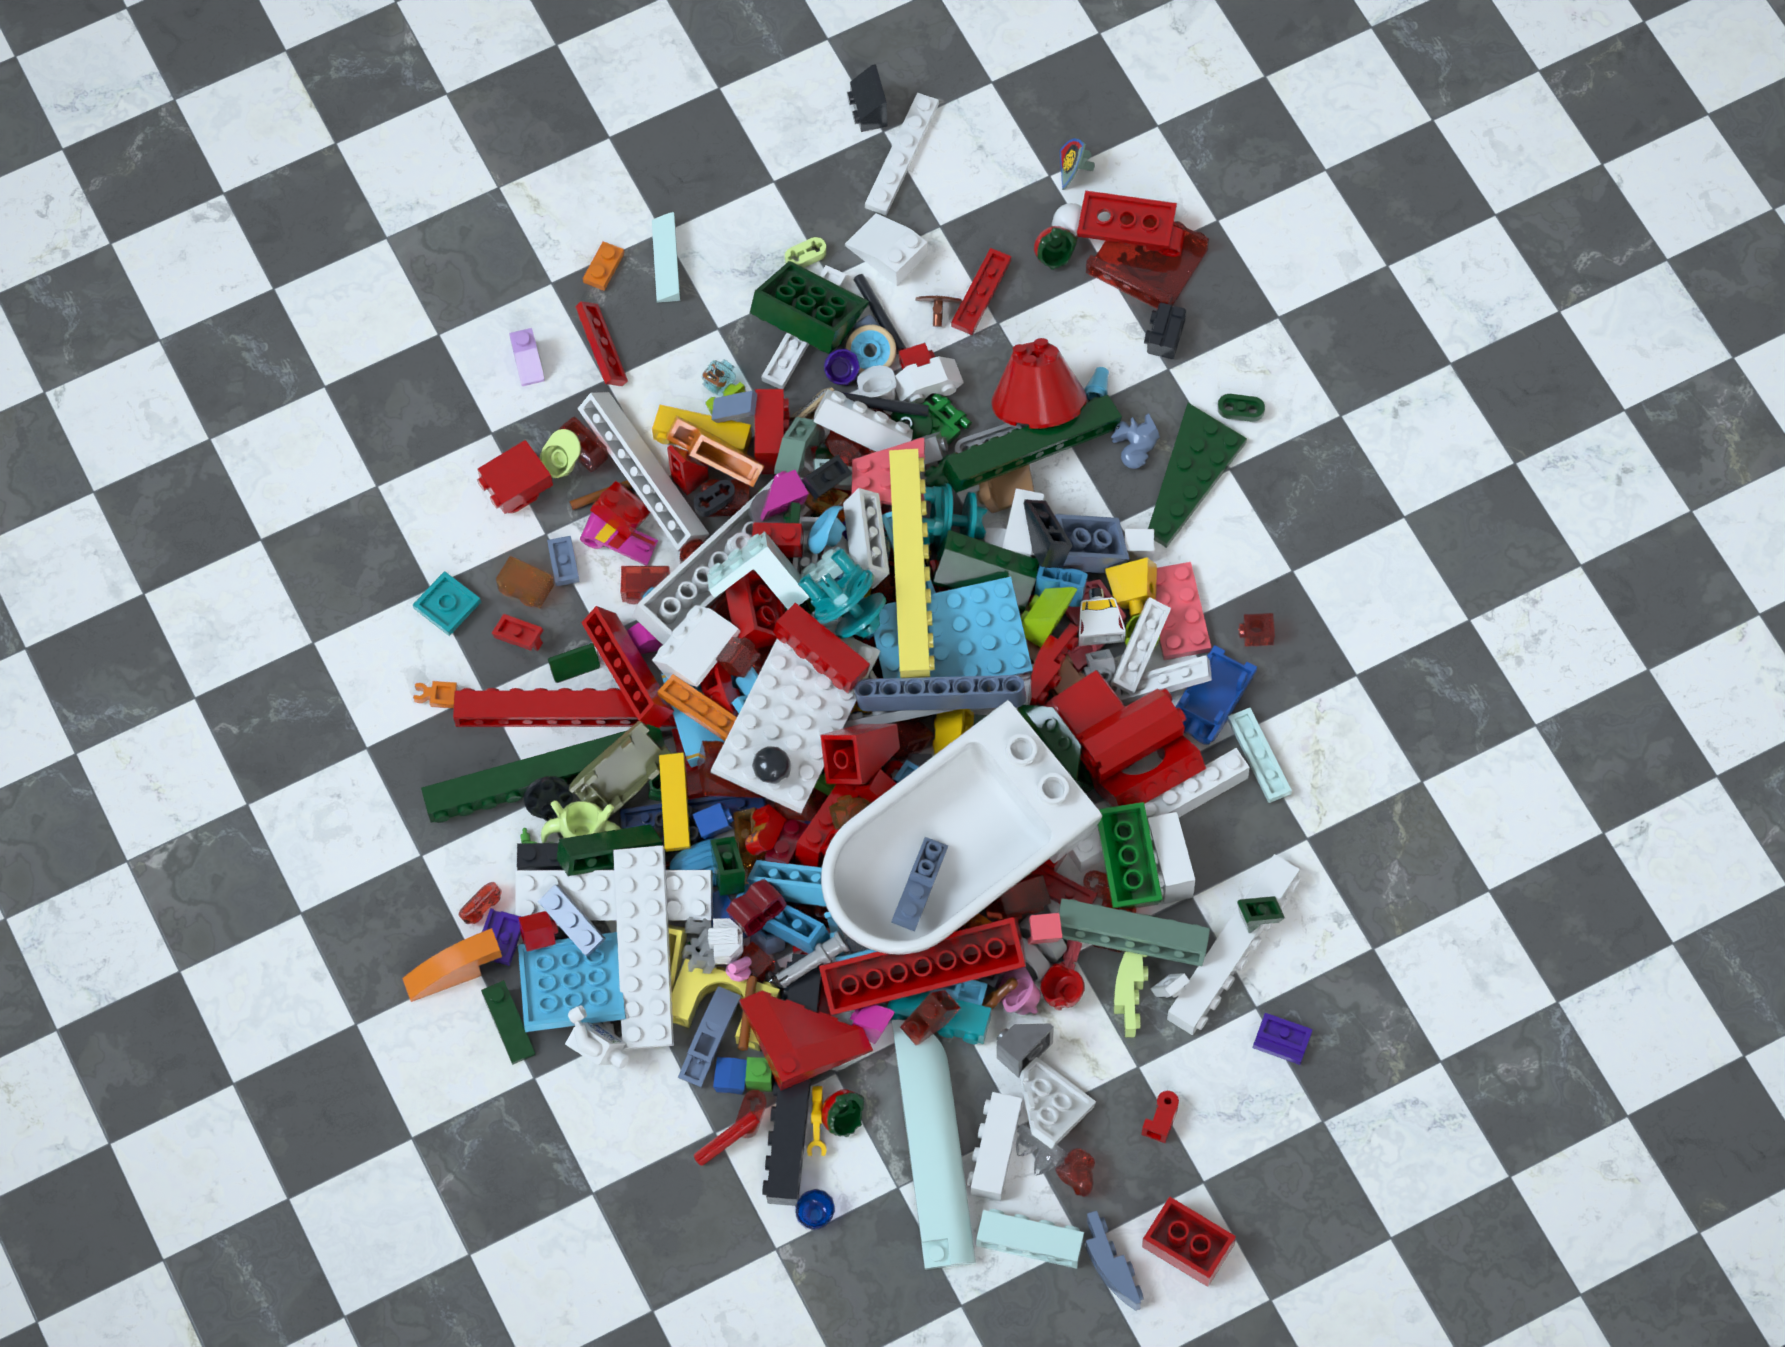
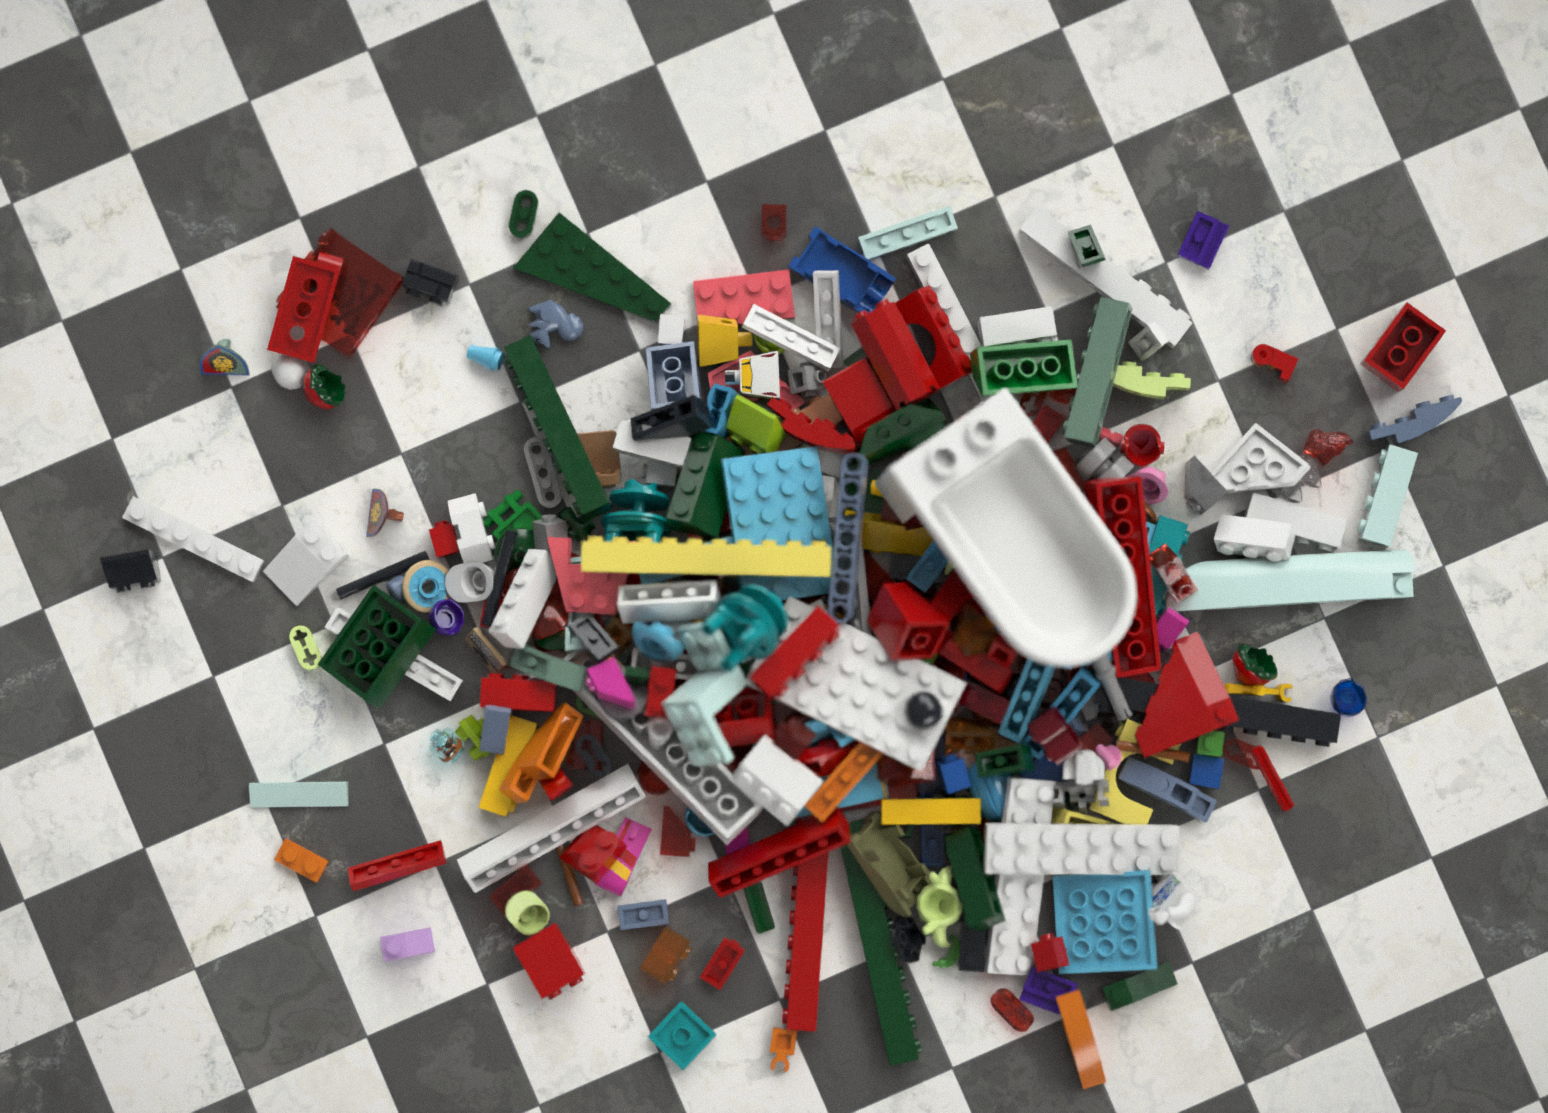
camera: 85 degrees left, 20 degrees up
(572, 920) = (1045, 918): plate -> none
(766, 830) = (974, 722): red leg -> none
(919, 884) = (1056, 573): sand blue slope -> none
(973, 1100) = (1254, 538): none -> white brick
(981, 291) = (367, 467): red plate -> none
(1038, 387) = (503, 417): red cone -> none
(1045, 928) = (1101, 454): coral panel -> none

